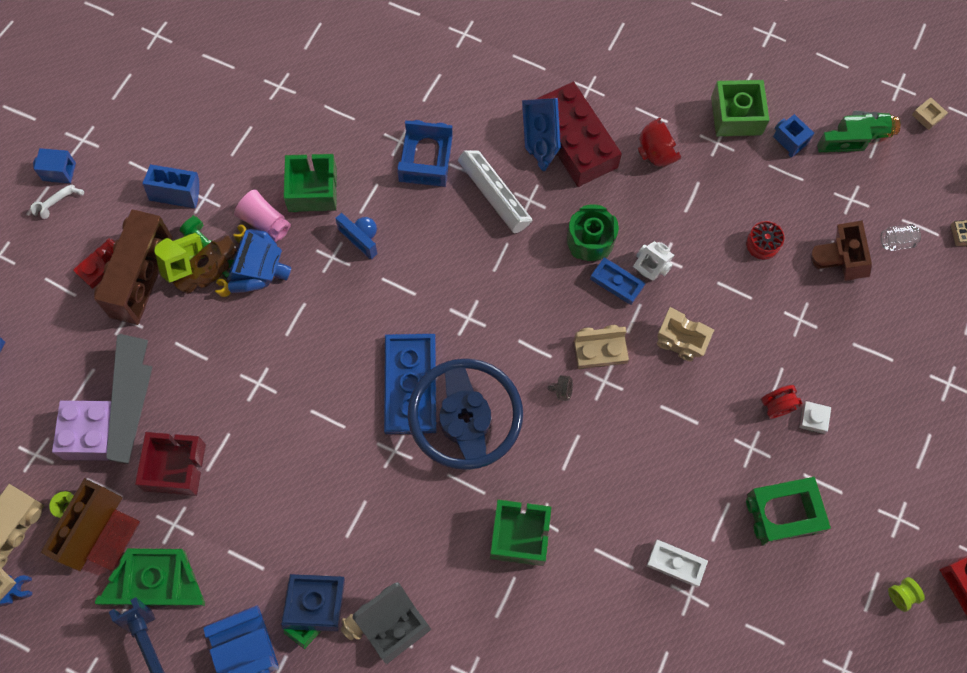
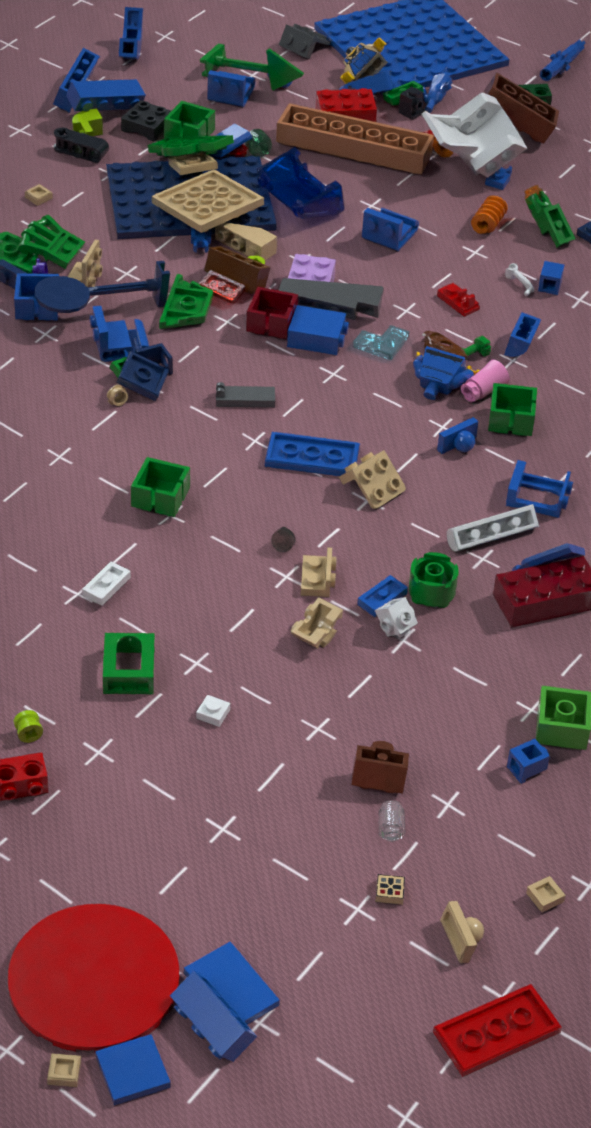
camera: 100 degrees right, 25 degrees down
(132, 268) = (444, 305): copper brick -> none
(175, 255) = (451, 324): lime brick -> none
(190, 406) = (317, 330): none -> blue brick
(201, 334) = (383, 346): none -> clear light blue tile
(268, 601) = (157, 354): none -> dark blue bracket
(322, 474) = (244, 396): none -> dark grey hinge
(391, 622) = (117, 410): dark grey bracket -> none
(445, 312) = (375, 478): none -> tan bracket
(464, 400) = (271, 477): dark blue piece -> none
(657, 144) = (528, 648): red cylinder -> none
(765, 241) = (407, 712): red wheel -> none
(781, 401) = (232, 678): red wheel -> none
(858, 130) = (530, 821): green plate -> none

